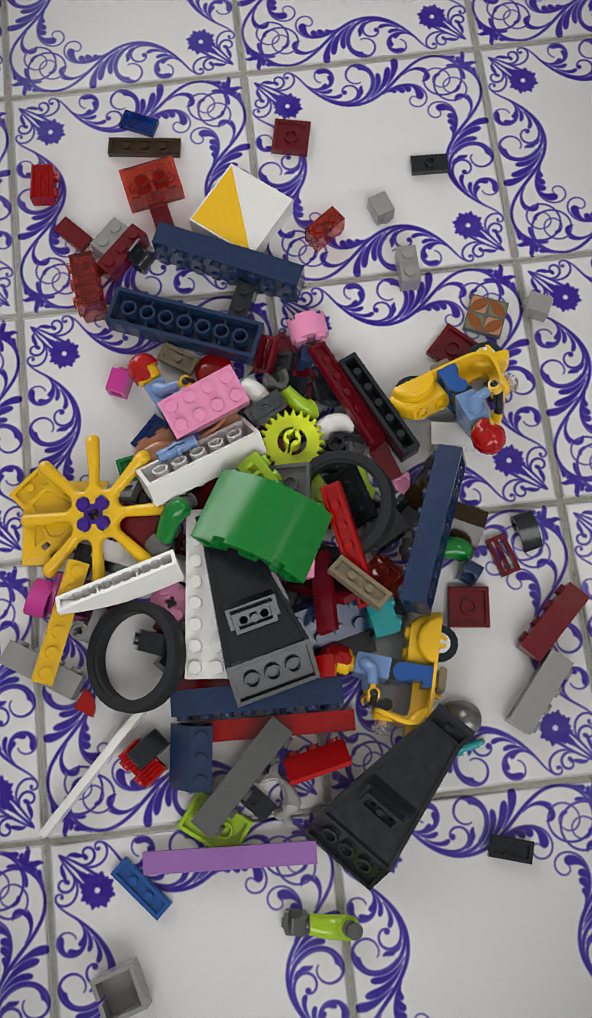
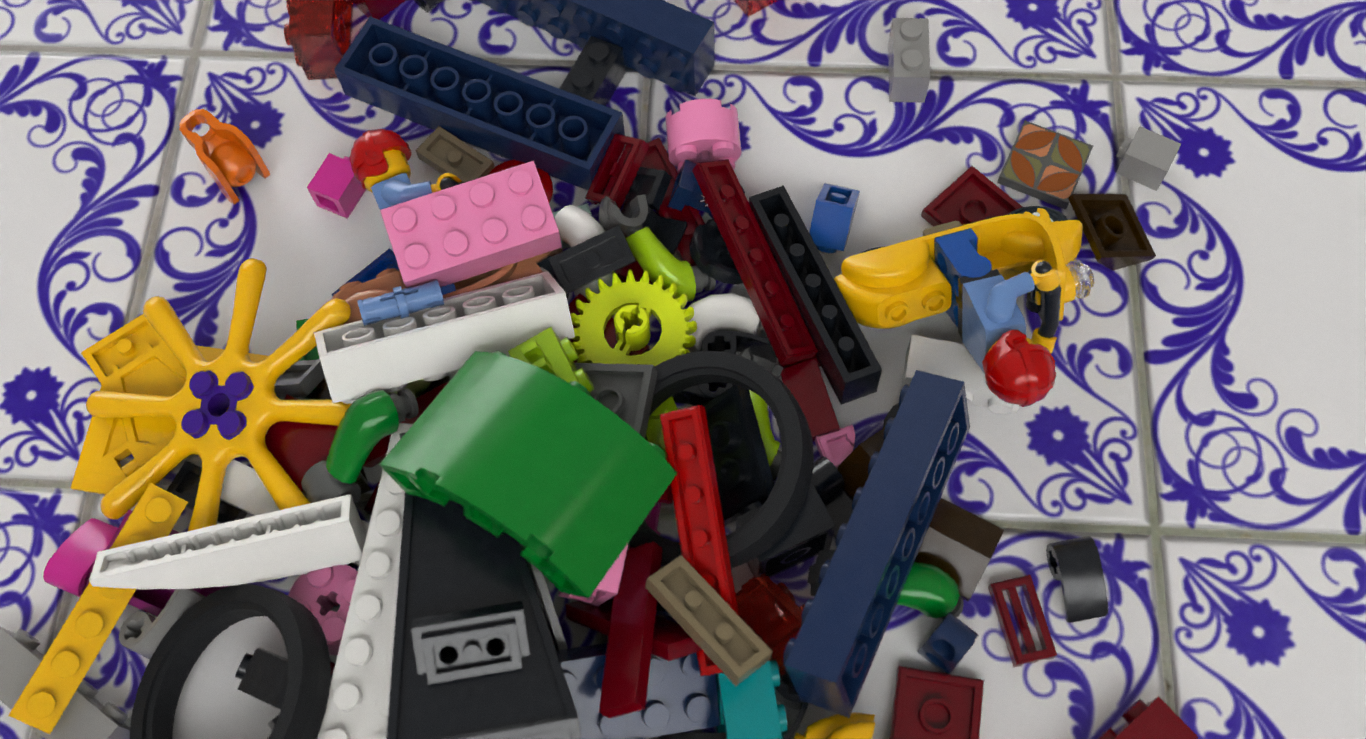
camera: 10 degrees right, 10 degrees down
(56, 376) = (223, 152): none -> orange piece
(382, 362) = (833, 217): none -> blue slope
(523, 348) = (1112, 229): none -> dark brown slope

